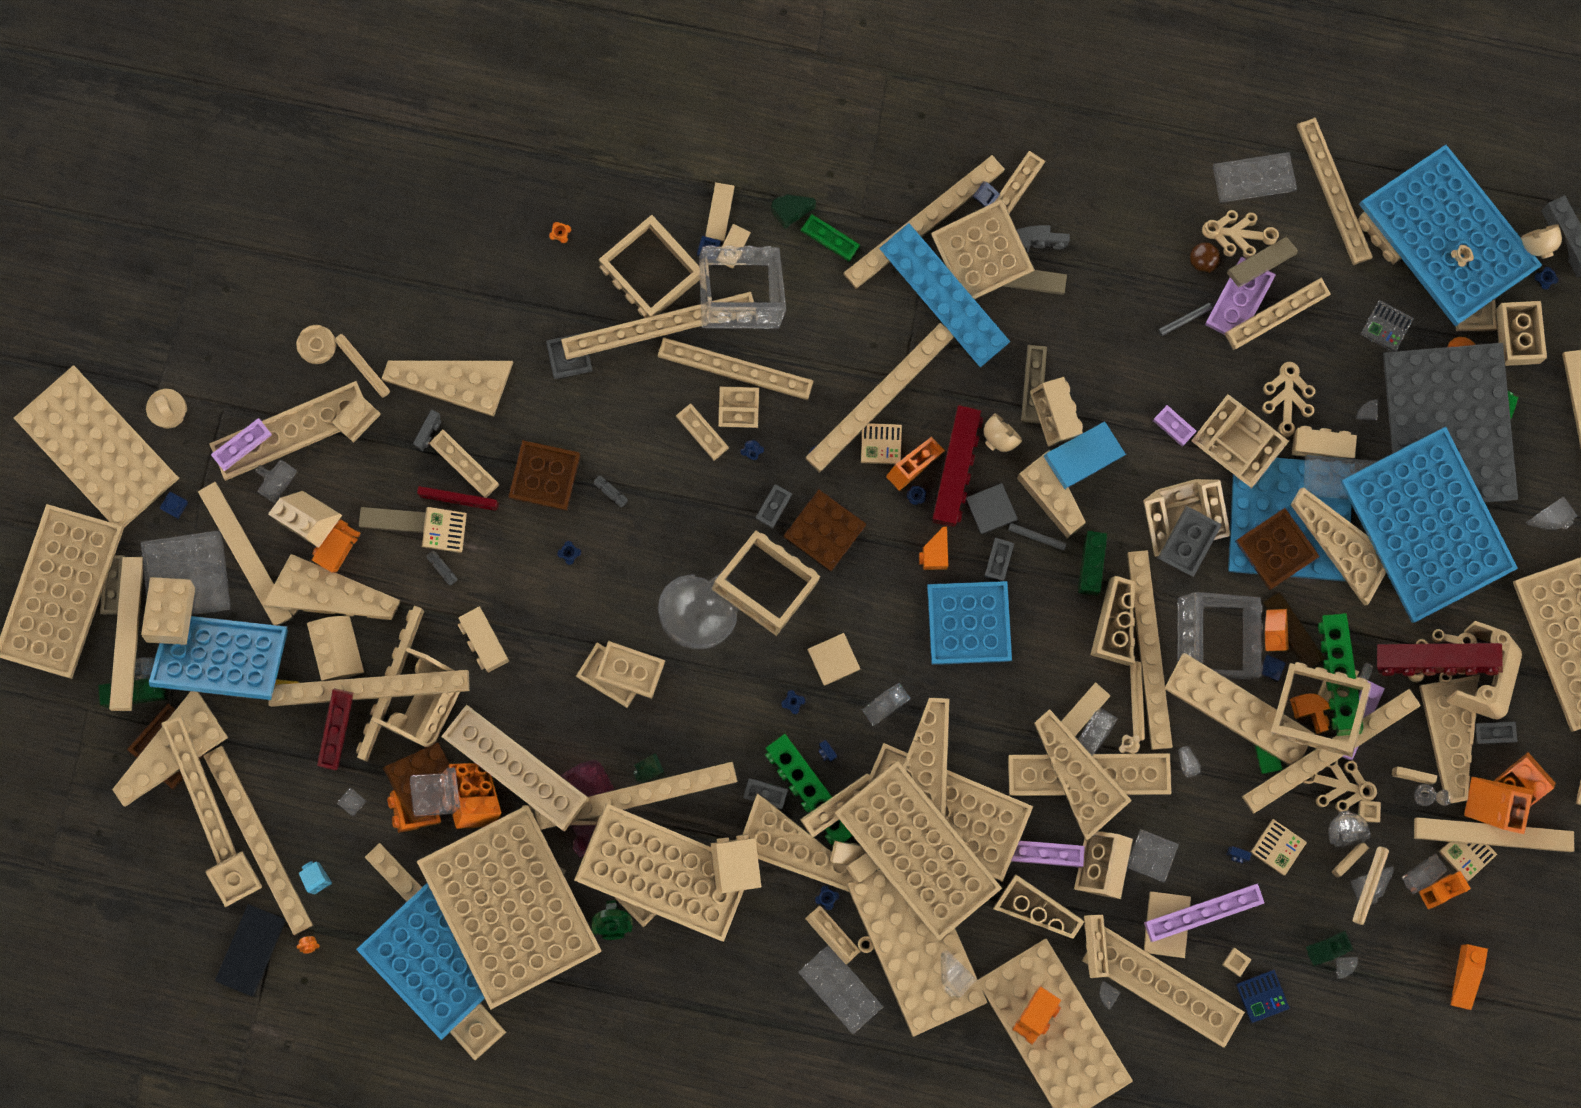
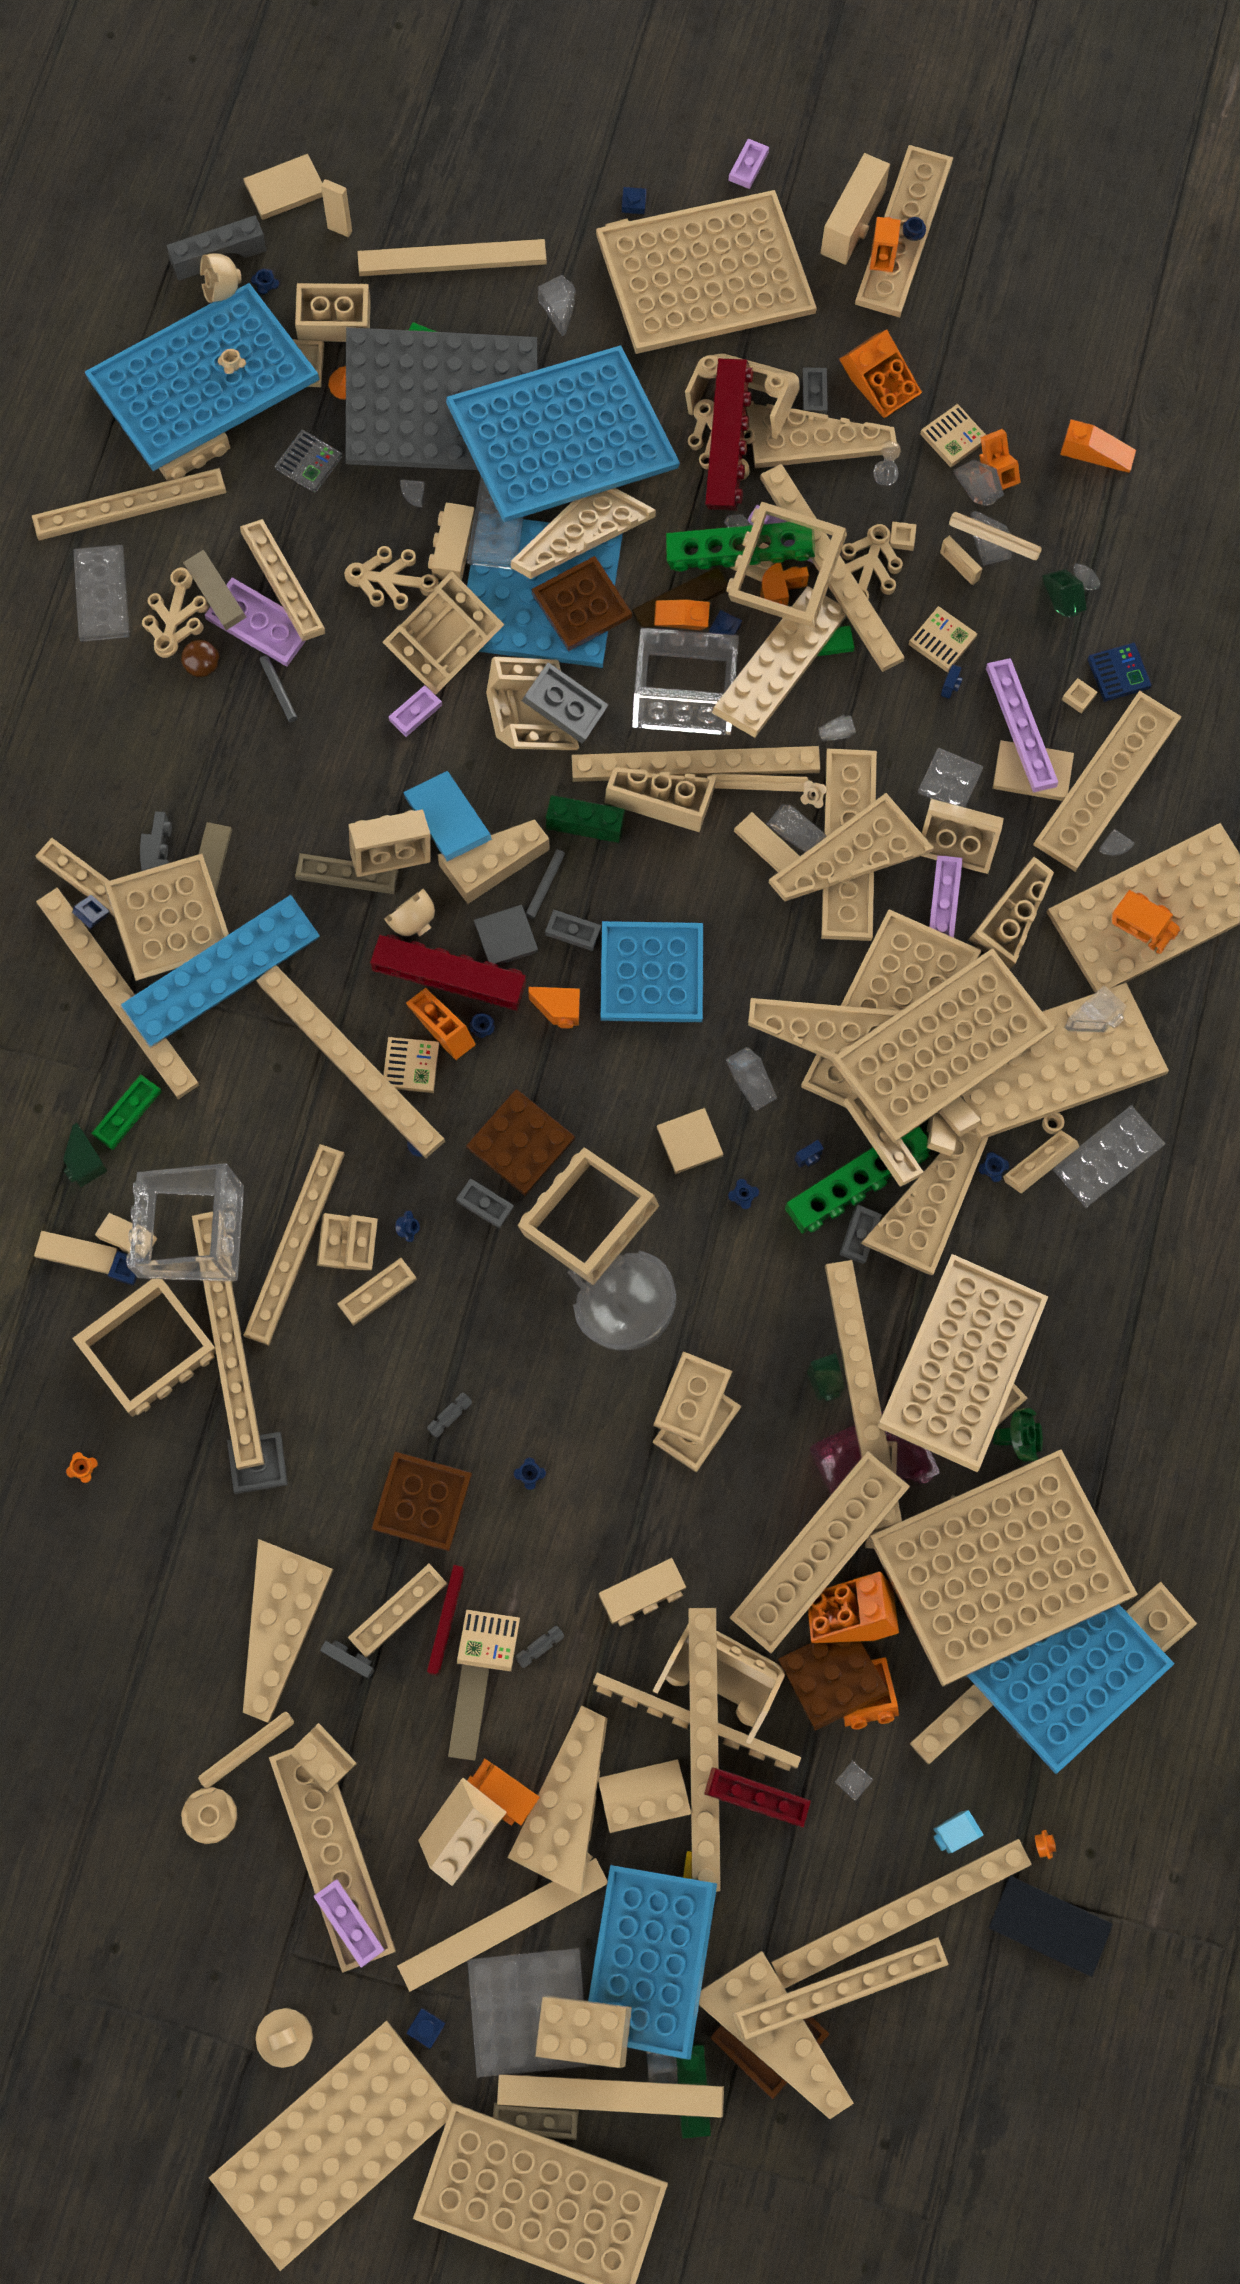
camera: 85 degrees left, 5 degrees down
(233, 879) = (955, 1947): tan tile -> none
(275, 480) = (400, 1878): clear plate -> none
(435, 793) = (852, 1657): clear bracket -> none
(735, 864) = (954, 1271): tan brick -> none
(1096, 946) = (1062, 848): tan plate -> none
(1348, 828) = (924, 557): clear cylinder -> none
(1414, 775) = (862, 481): tan tile -> none
(1490, 835) = (935, 404): tan tile -> none
(1499, 804) = (903, 389): orange slope -> none

